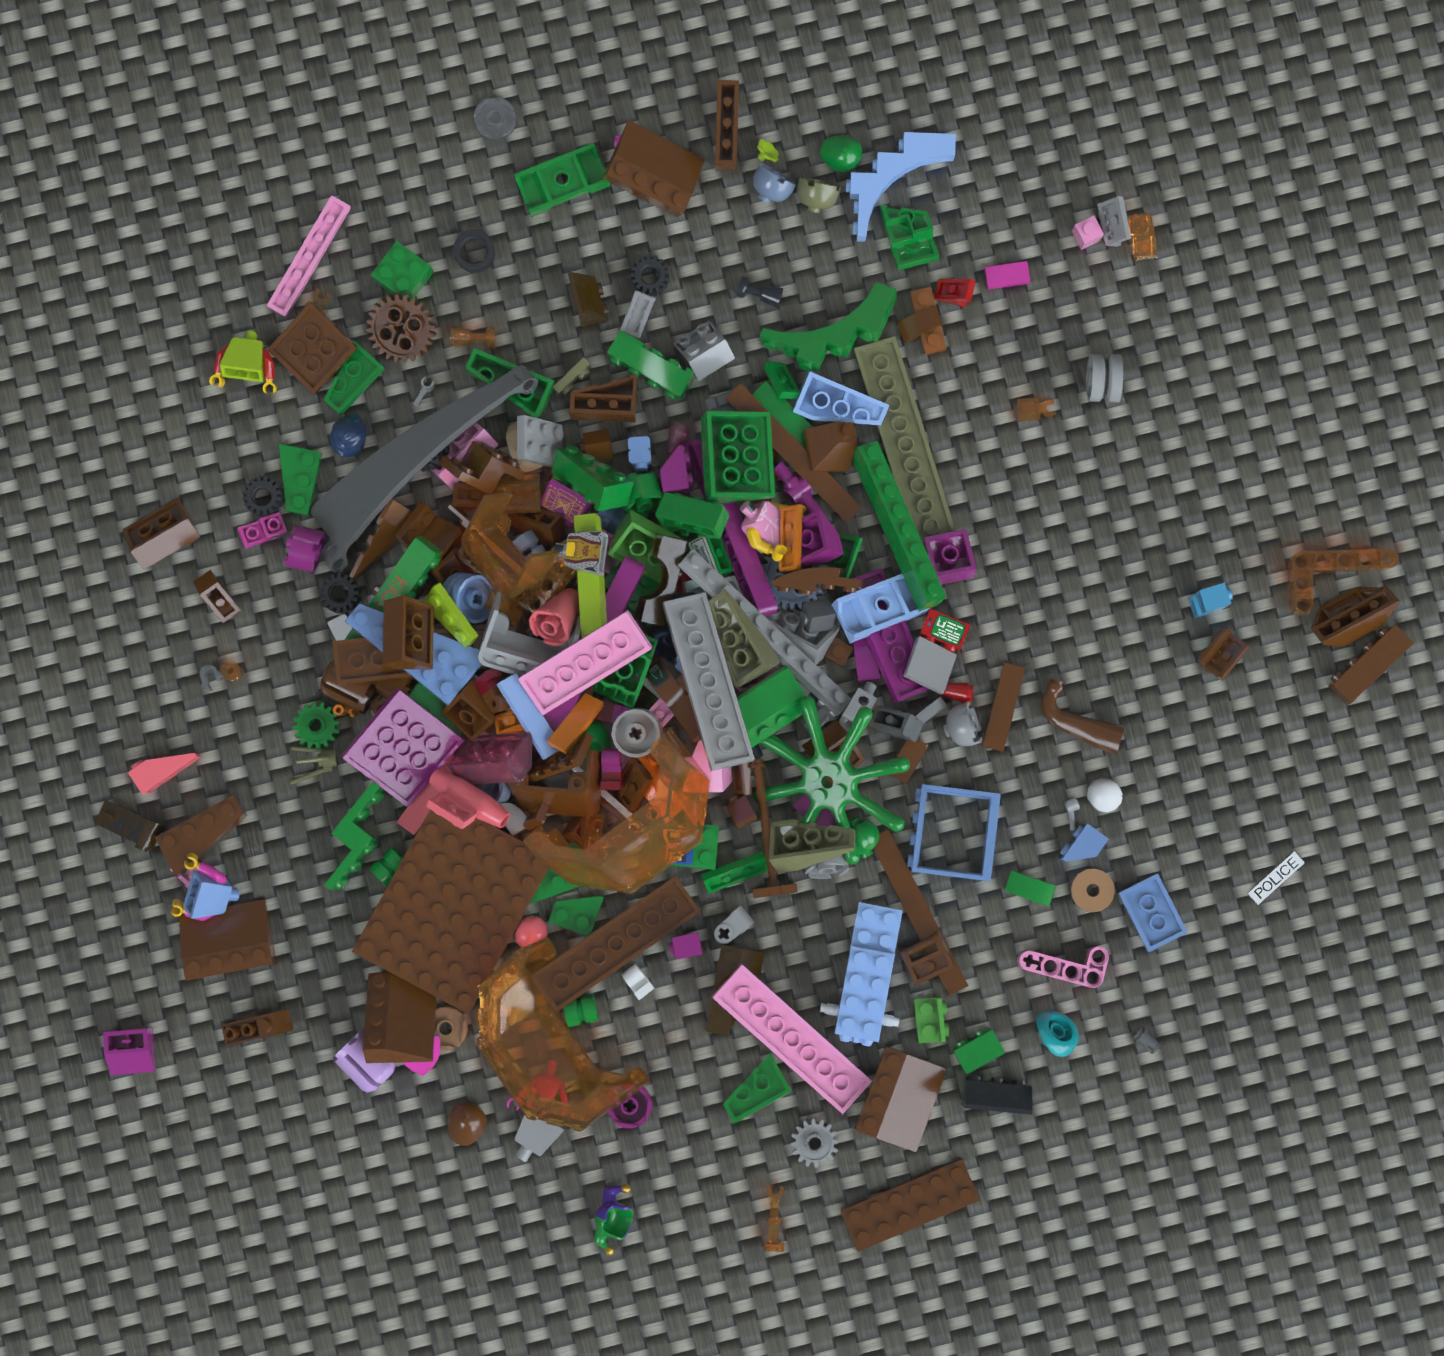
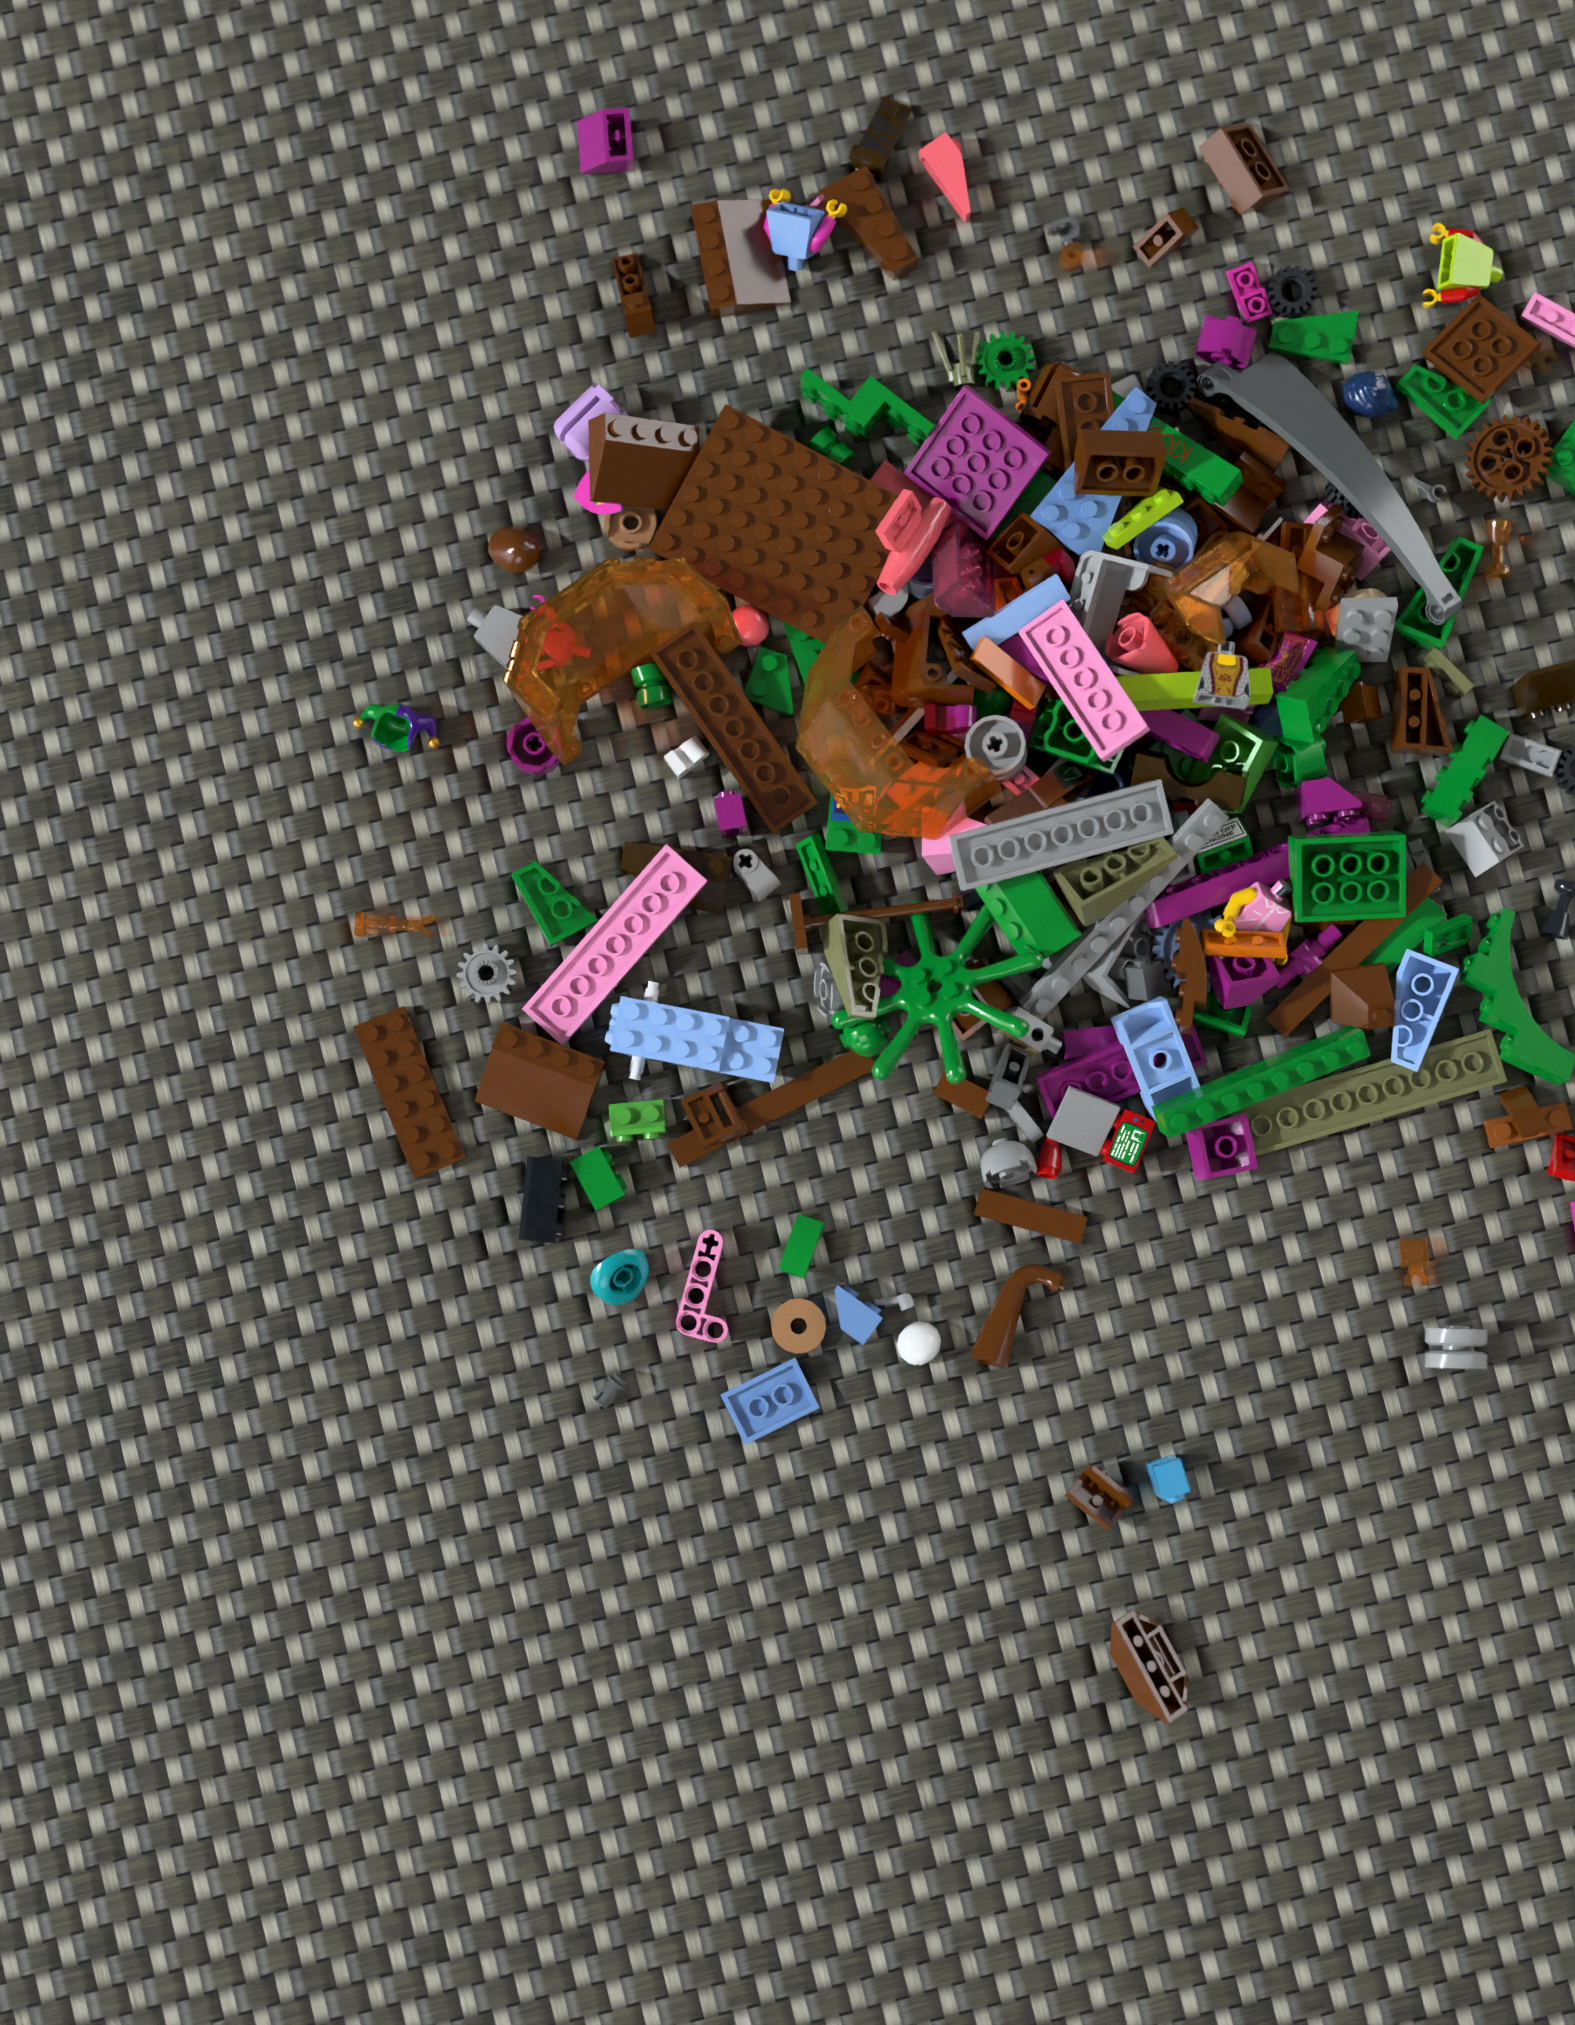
camera: 95 degrees right, 0 degrees up
(640, 454) = (1350, 756): medium blue brick -> none
(692, 516) = (1271, 818): green wedge -> none
(740, 811) = (897, 883): reddish brown slope -> none
(742, 779) = (940, 885): reddish brown tile -> none
(838, 652) = (1099, 1008): reddish brown plate -> none
(990, 833) = (888, 1106): medium blue window -> none
(1276, 878) = (813, 1561): white sticker -> none
(1332, 565) = (1213, 1641): clear orange beam -> none
(1370, 664) = (1086, 1688): reddish brown brick -> none

